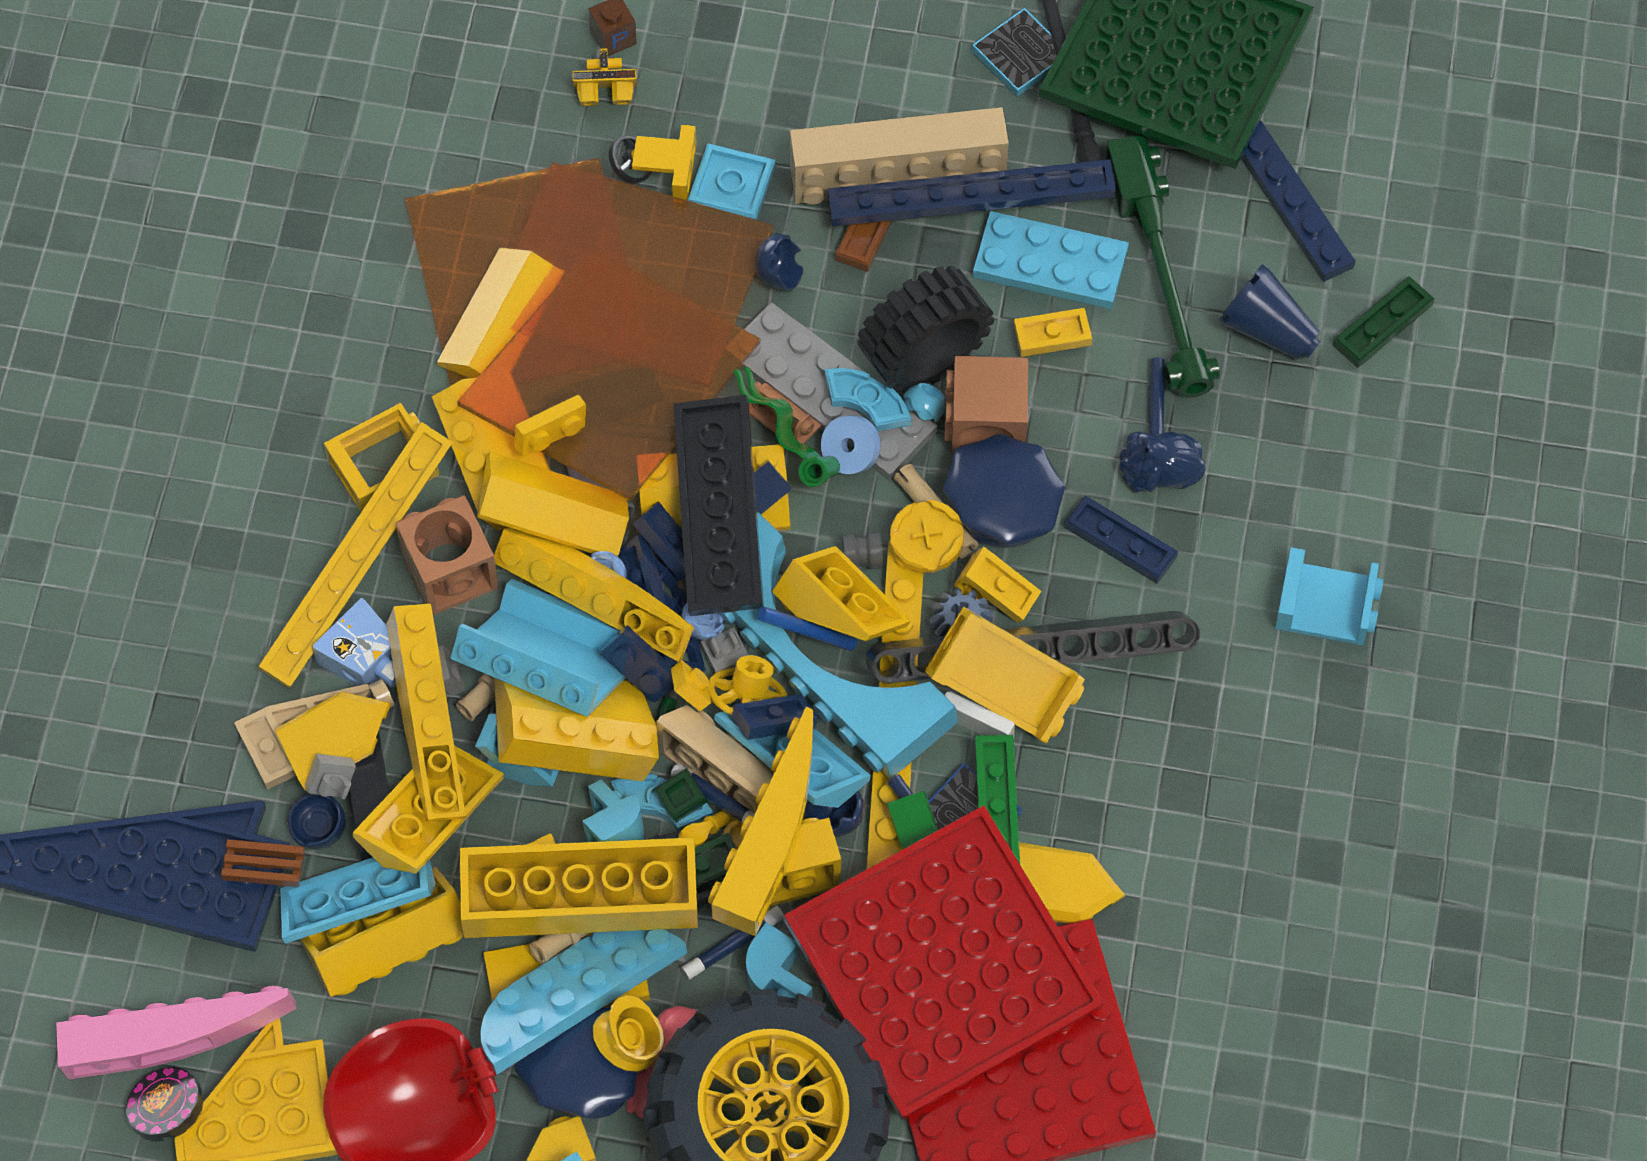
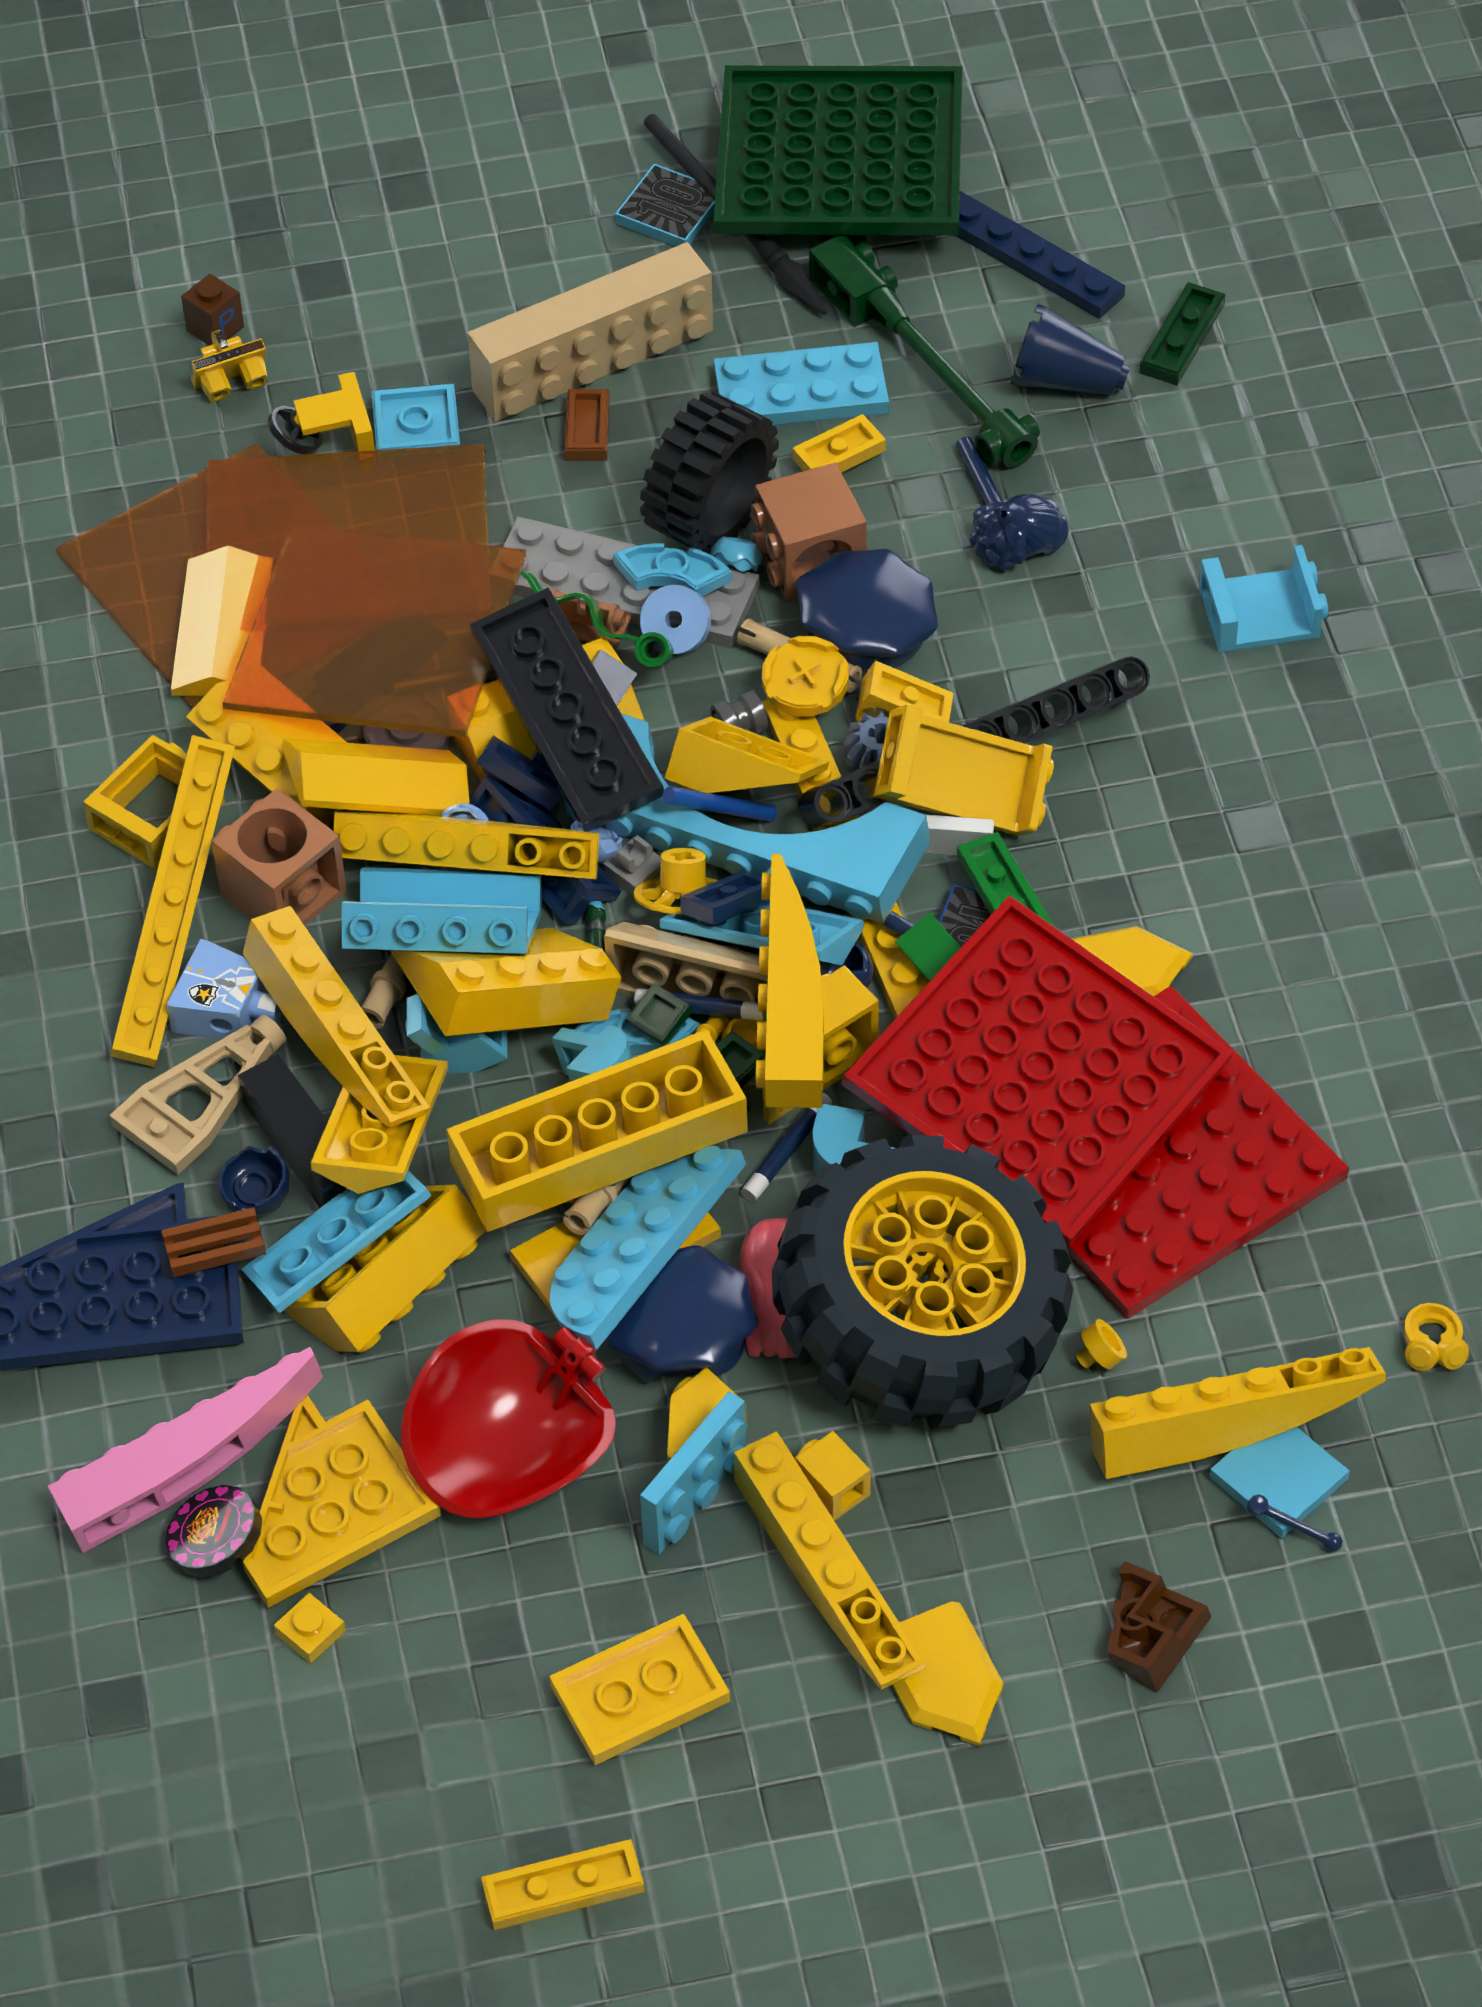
camera: 20 degrees left, 10 degrees down
(330, 776) = (254, 1122): light grey tile -> none
(336, 727) = (234, 1084): yellow tile -> none
(550, 425) = (343, 687): yellow plate -> none
(629, 1034) = (727, 1256): yellow piece -> none
(639, 663) = (552, 898): dark blue plate -> none
(691, 685) = (620, 897): yellow plate -> none
(777, 264) = (505, 476): dark blue hair -> none
(971, 192) = (685, 344): dark blue plate -> none
(1121, 539) = (1012, 620): dark blue tile -> none

